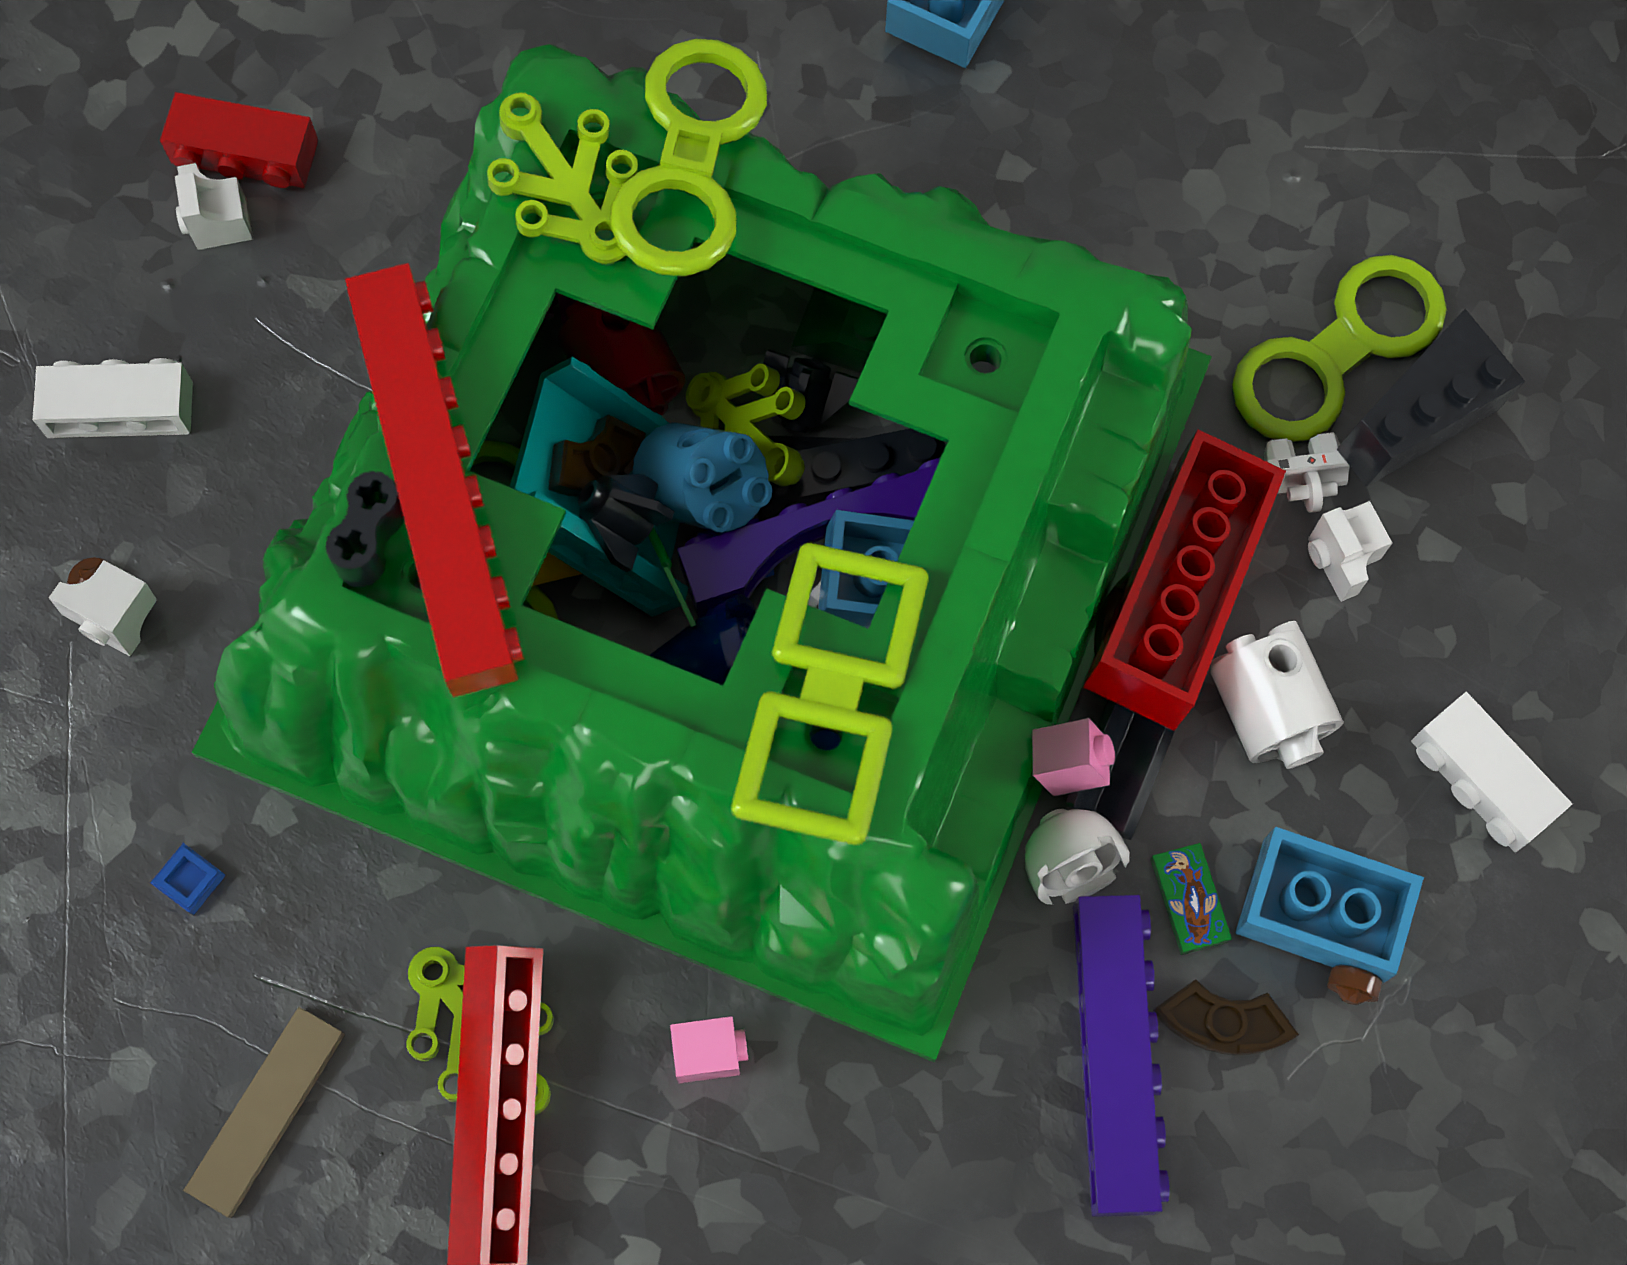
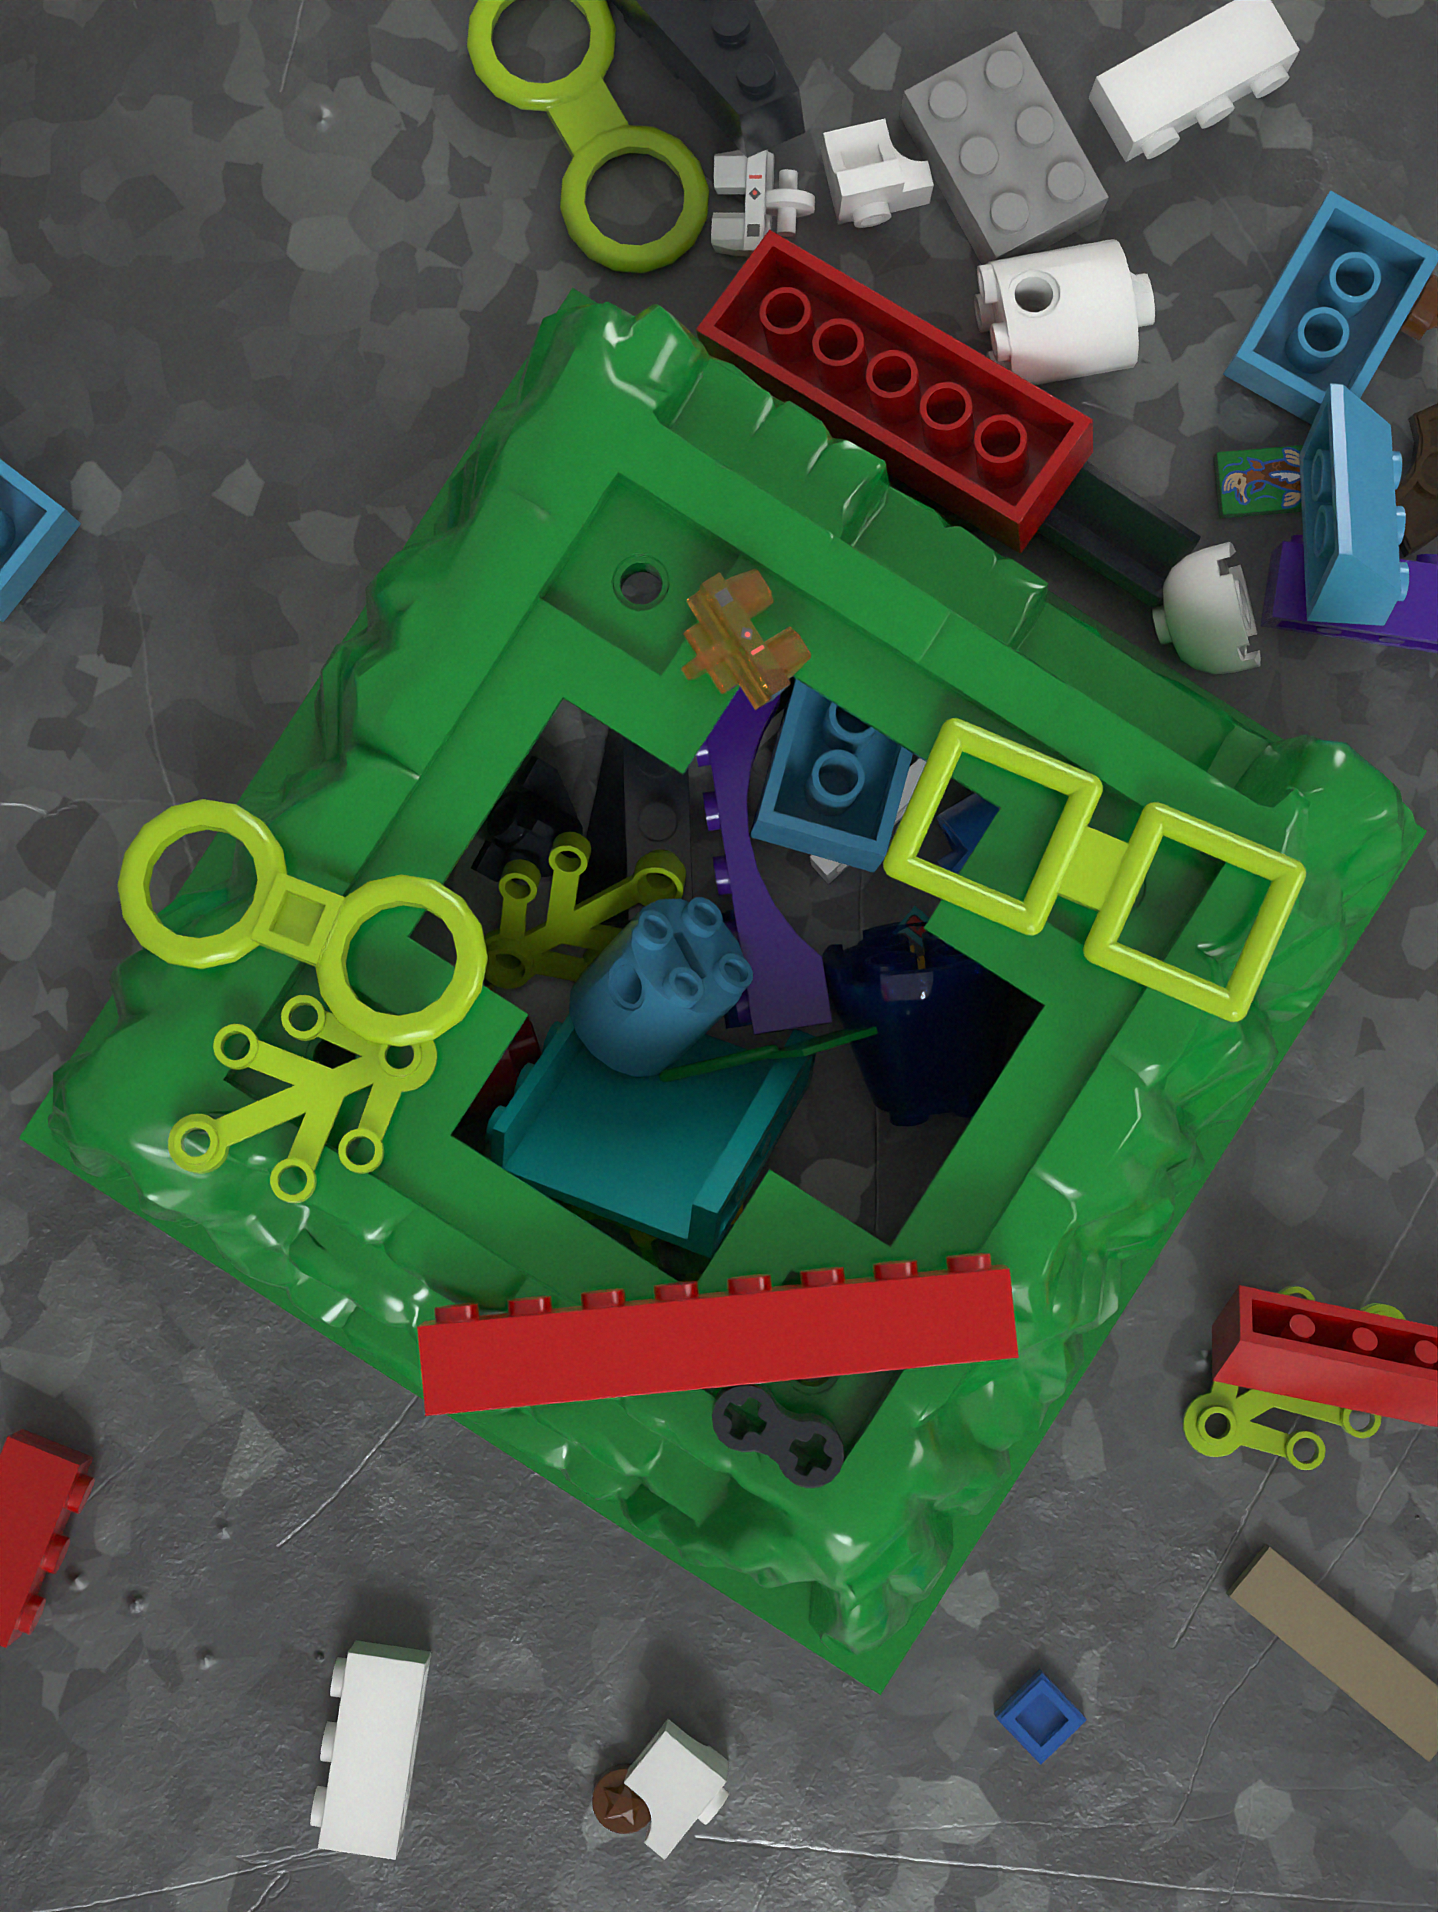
camera: 80 degrees left, 15 degrees up
(211, 209) = (115, 1589): white brick -> none
(605, 453) = (621, 1120): dark brown tile -> none
(622, 514) = (713, 1100): black brick -> none
(707, 1049) = (1370, 1103): bright pink brick -> none
(975, 397) = (731, 645): none -> clear orange hips
(1072, 757) = (1105, 586): bright pink brick -> none
(1172, 933) = (1351, 514): none -> dark azure slope
(1391, 638) = (1002, 152): none -> light grey brick

